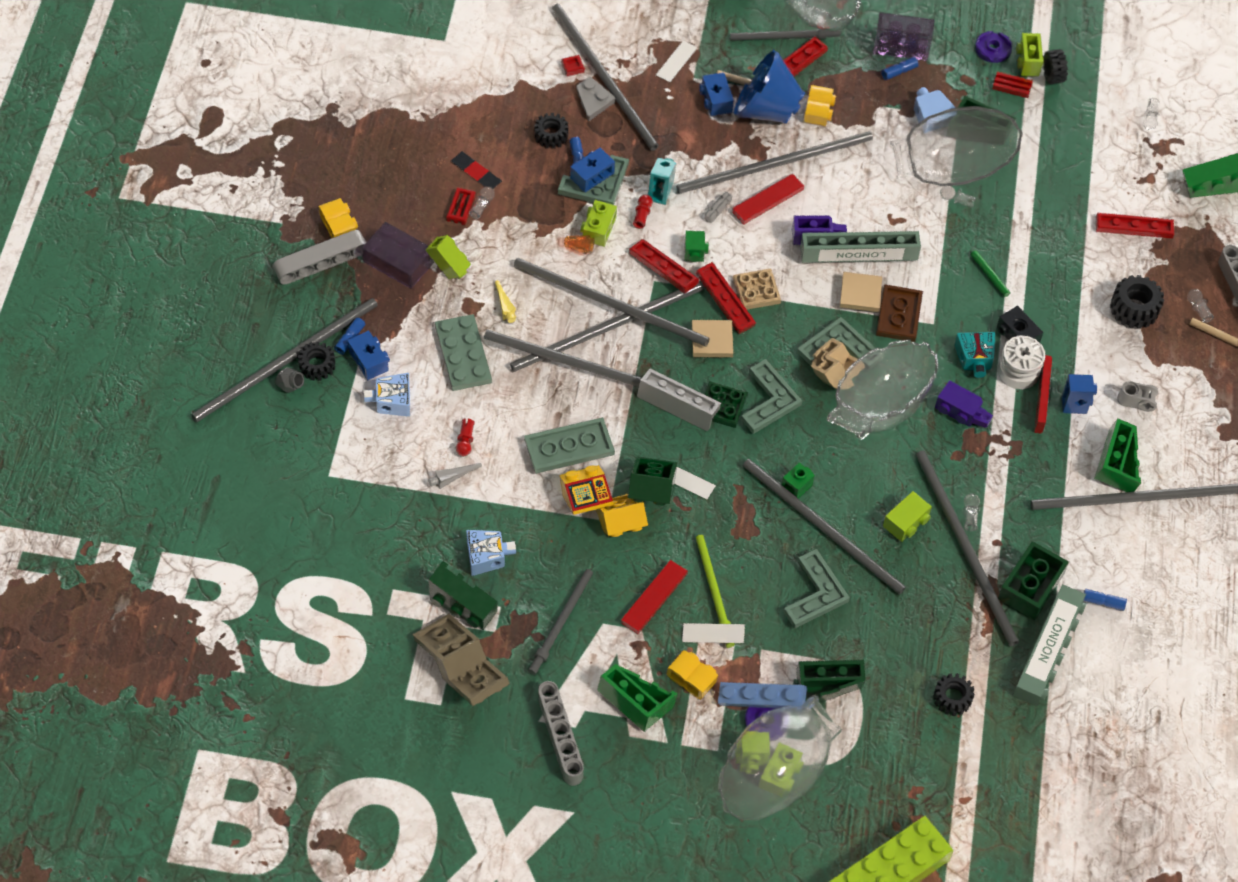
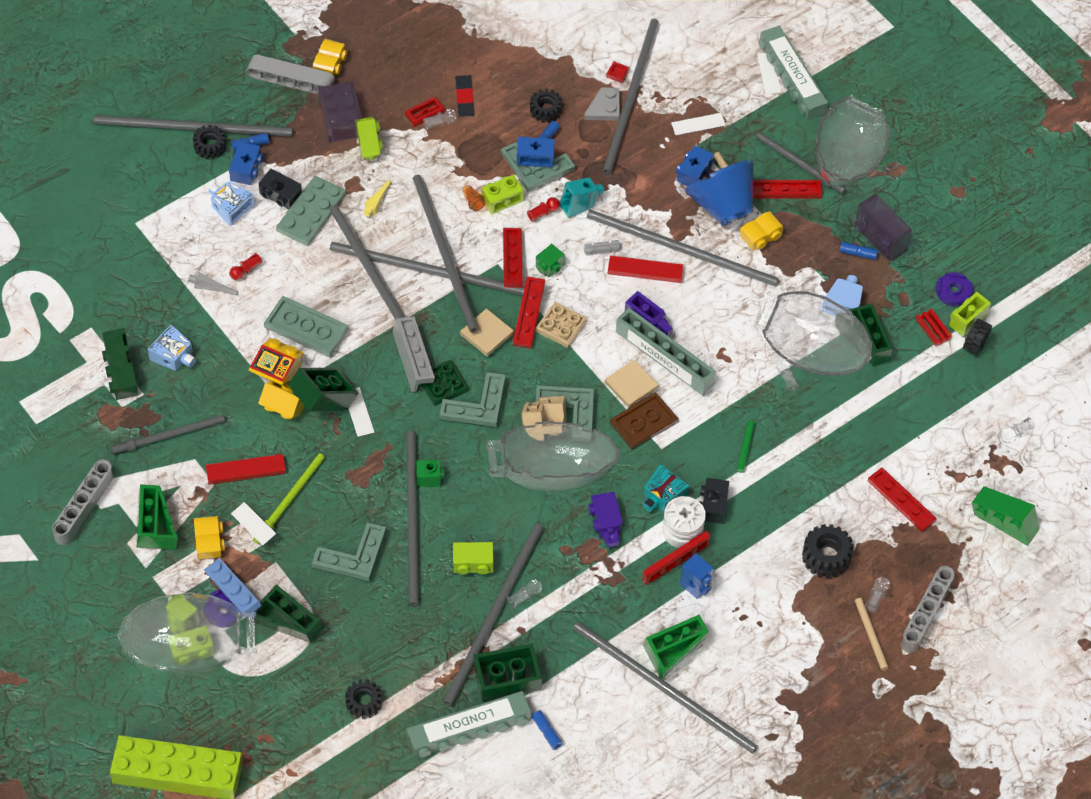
camera: 45 degrees right, 0 degrees up
(289, 380) = (177, 140): dark grey rock -> none
(426, 346) = (279, 188): none -> black brick
(461, 659) = (71, 402): dark tan bracket -> none
(1137, 396) = (748, 620): light grey piece -> none

